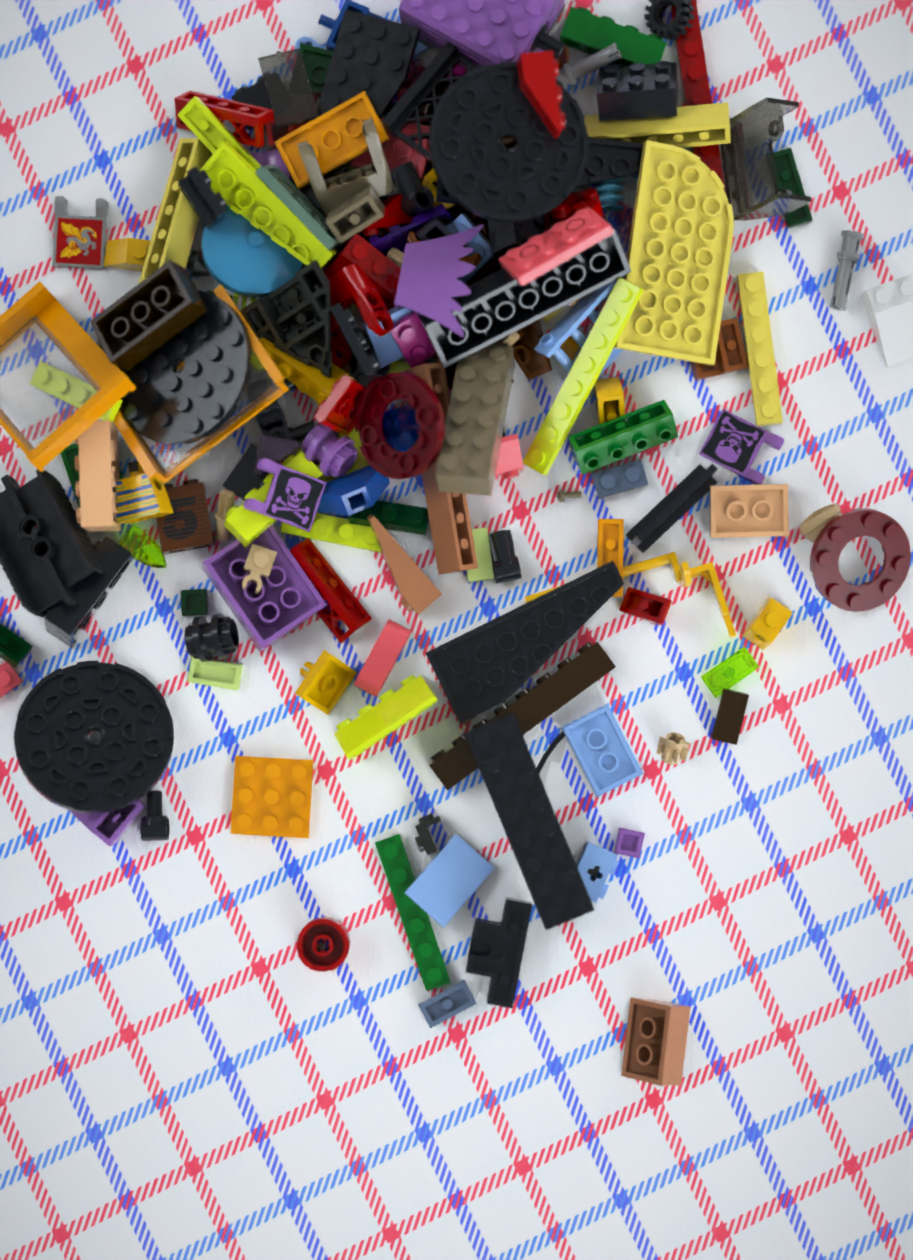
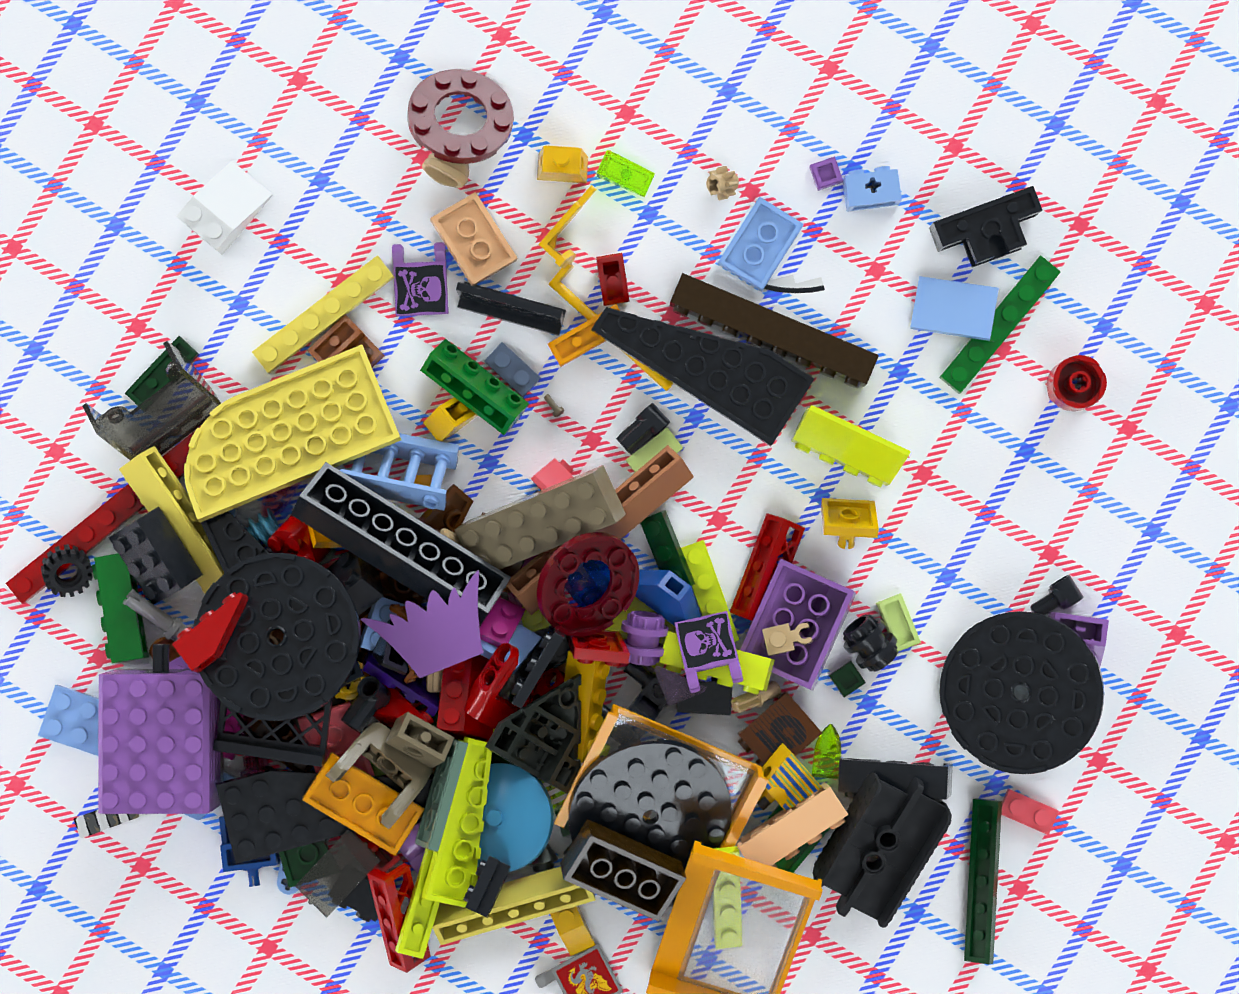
camera: 120 degrees left, 0 degrees up
(272, 796) = (975, 507): light orange plate -> none
(382, 658) = (796, 482): coral beam -> none
(409, 579) = (715, 497): nougat slope -> none
(424, 840) = (932, 351): pearl dark grey bracket -> none
(447, 1003) = (1060, 247): sand blue plate -> none
(529, 821) = (864, 266): black brick -> none
(555, 245) = (345, 539): coral piece -> none
(582, 376) = (442, 452): neon yellow plate -> none
(655, 1041) = (983, 49): nougat slope -> none
(729, 716) = (664, 150): dark brown tile -> none
(847, 258) = (196, 284): light grey pin -> none

